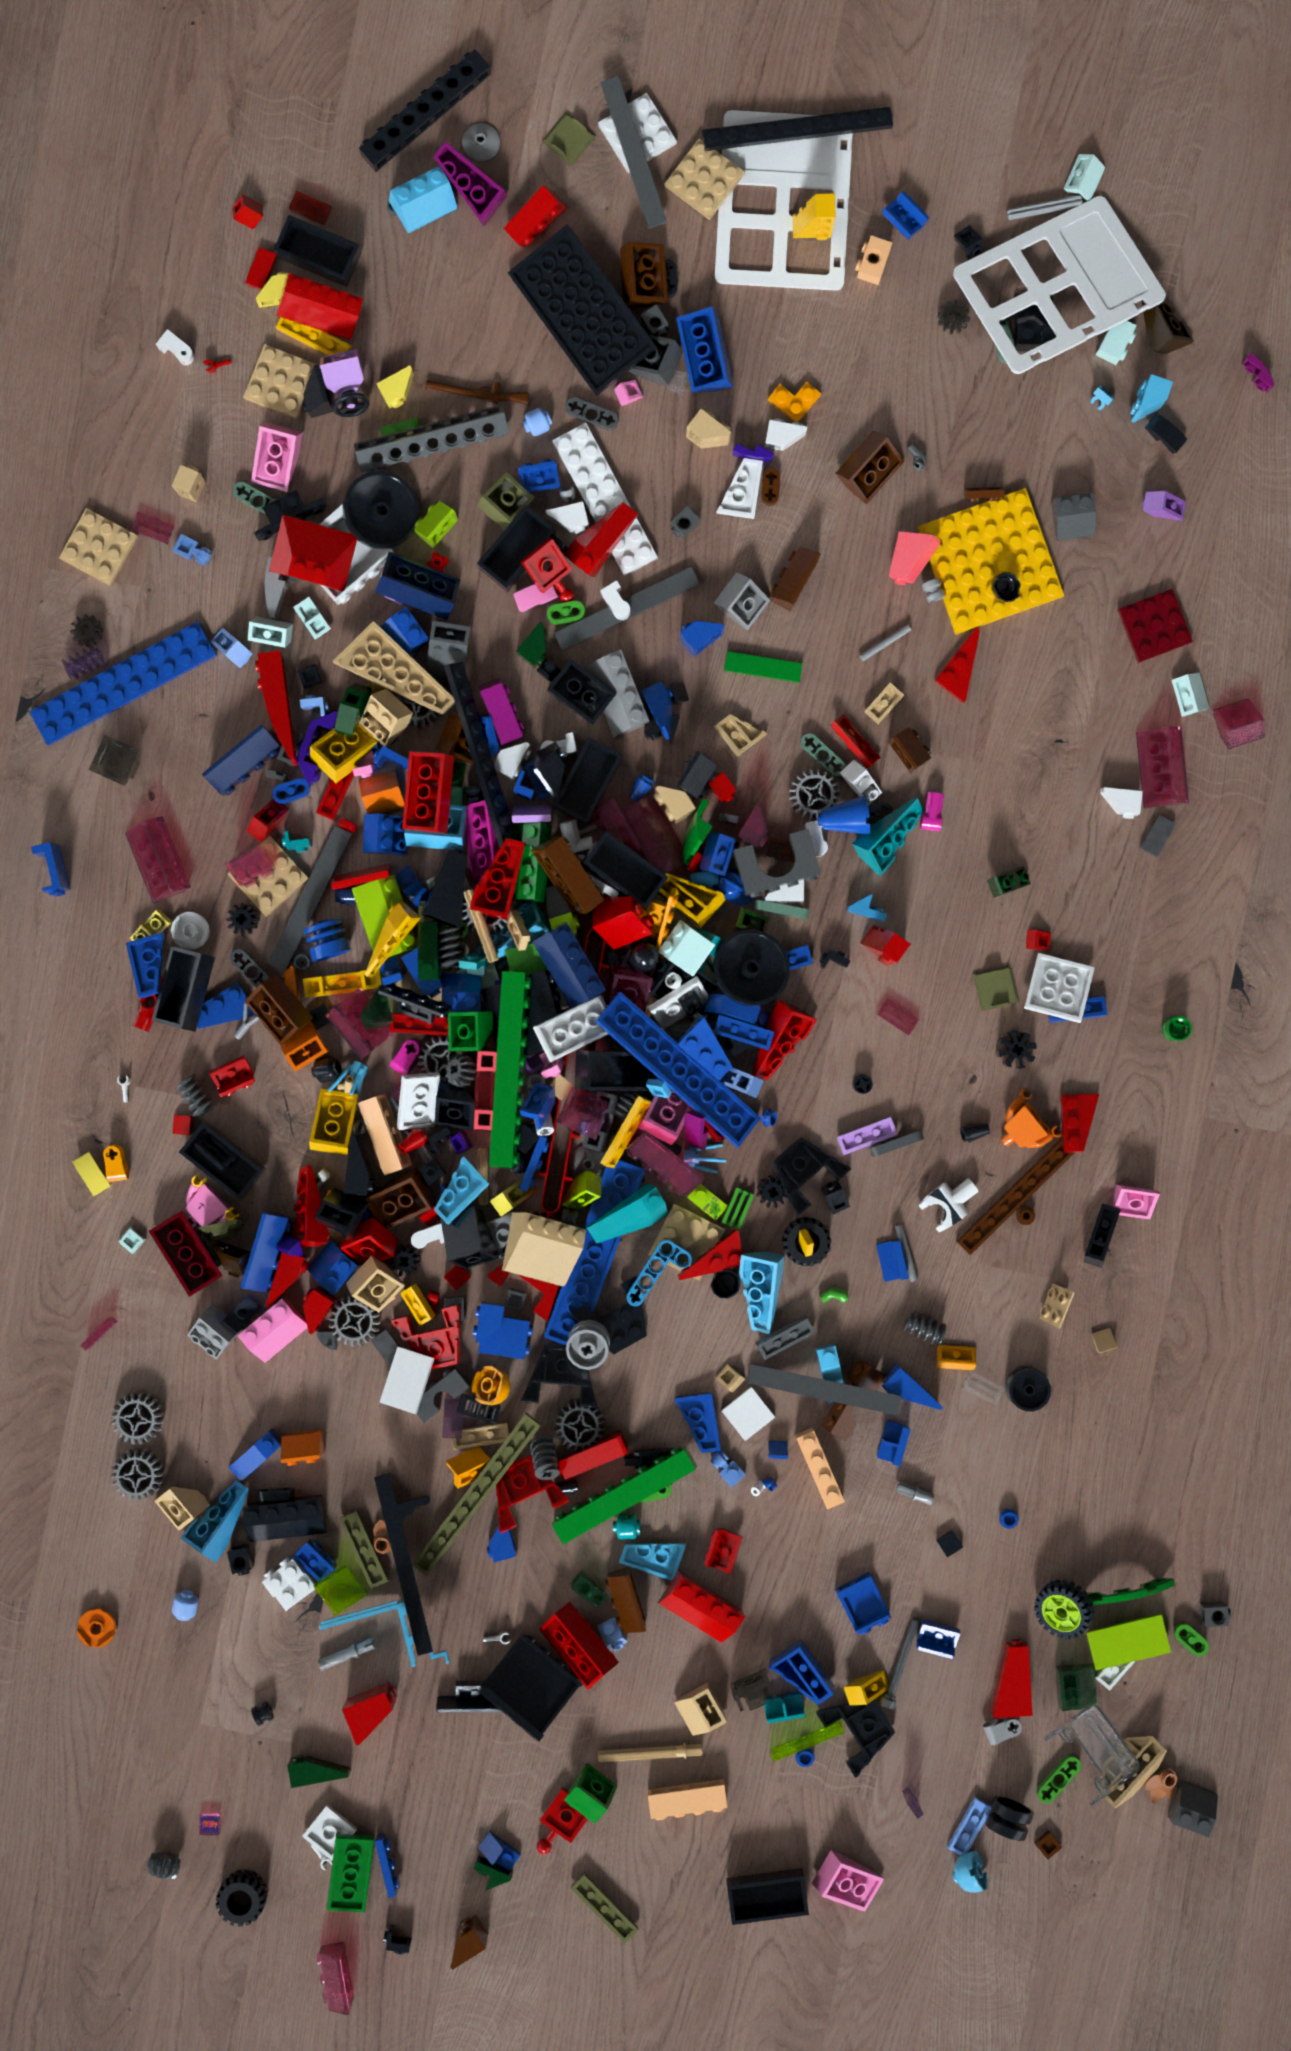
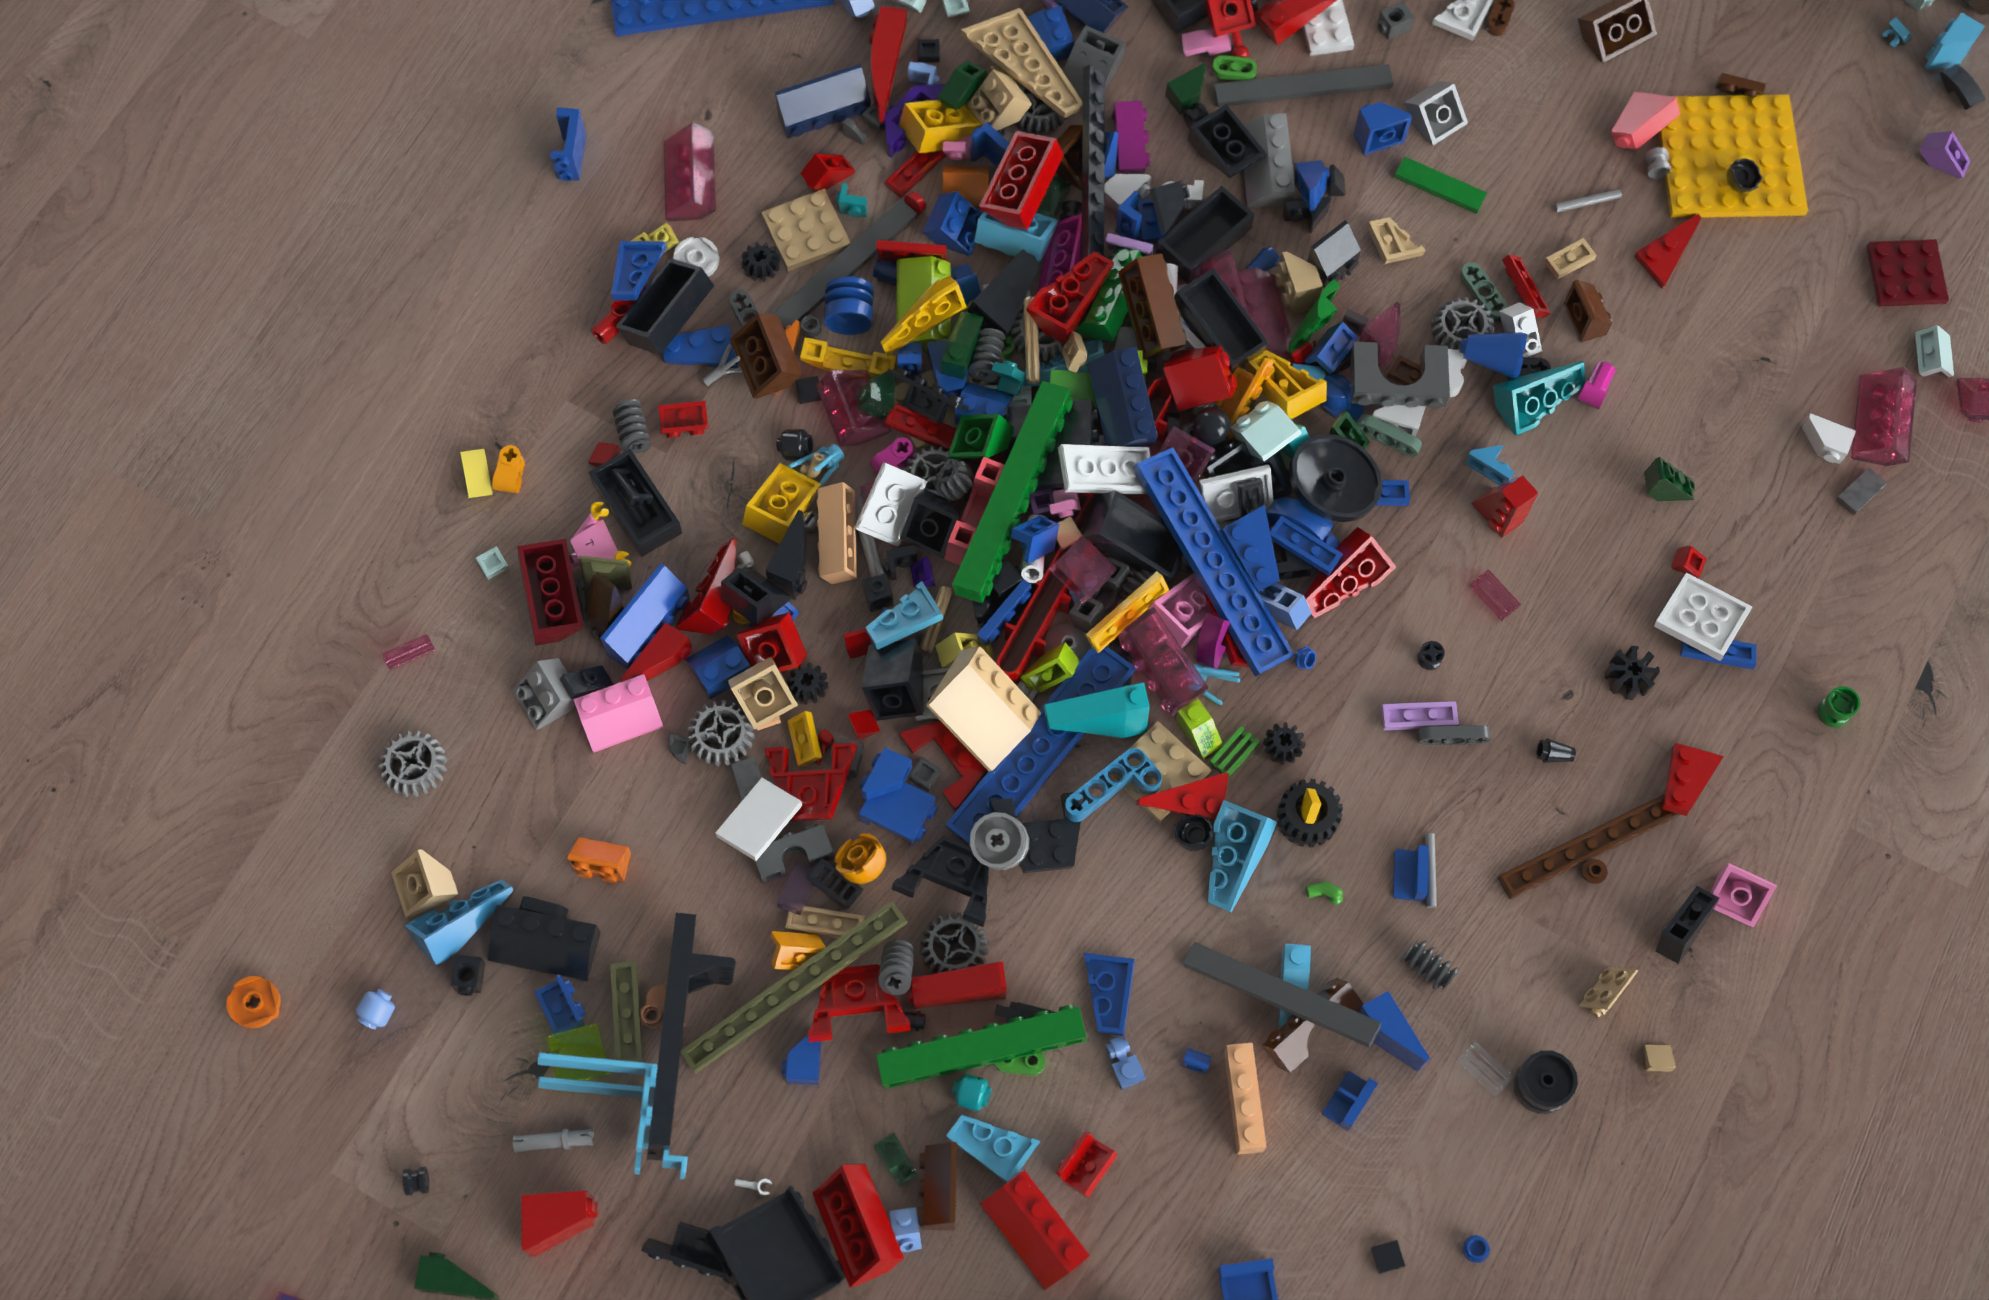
camera: 15 degrees right, 20 degrees down
(115, 761) = (684, 64): clear smoke panel -> none
(124, 1087) = (555, 393): white hand -> none
(137, 1482) = (380, 849): light grey gear -> none
(251, 866) = (792, 200): clear pink slope -> none
(256, 1455) = (537, 854): blue slope -> none
(288, 1582) = (516, 1025): white plate -> none
(290, 1246) = (678, 619): dark purple slope -> none
(291, 790) = (865, 151): blue plate -> none
(304, 1047) = (778, 412): orange slope -> none
(316, 1307) = (682, 699): red slope -> none
(401, 1199) = (829, 609): reddish brown slope -> none
(413, 1140) = (870, 547): red cone -> none
(424, 1236) = (845, 664): white leg -> none
(611, 596) = (1293, 69): white leg -> none
(658, 1088) = (1183, 575): medium azure plate -> none
(676, 980) = (1239, 461): white hinge -> none
(722, 788) = (1356, 288): red brick -> none
(730, 1378) = (1163, 953): tan slope -> none
(748, 1413) = (1172, 1003): white tile -> none
(762, 1484) = (1165, 1098): arm -> none
(785, 1337) = (1248, 922): dark grey plate -> none
(794, 577) = (1504, 105): reddish brown slope -> none
(800, 1164) = (1330, 720): black wing -> none
(835, 1197) = (1360, 775): black bracket -> none
(839, 958) = (1438, 505): black bracket -> none
(915, 1493) = (1360, 1173): light grey axle -> none
(919, 457) = (1675, 33): dark grey arm -> none
(951, 1201) = (1503, 824): white connector -> none
(956, 1357) = (1460, 1019): light orange slope -> none
(995, 988) = (1623, 600): olive piece -> none
(1025, 1125) = (1623, 762): orange torso -> none
(1074, 516) = (1838, 135): dark grey slope -> none

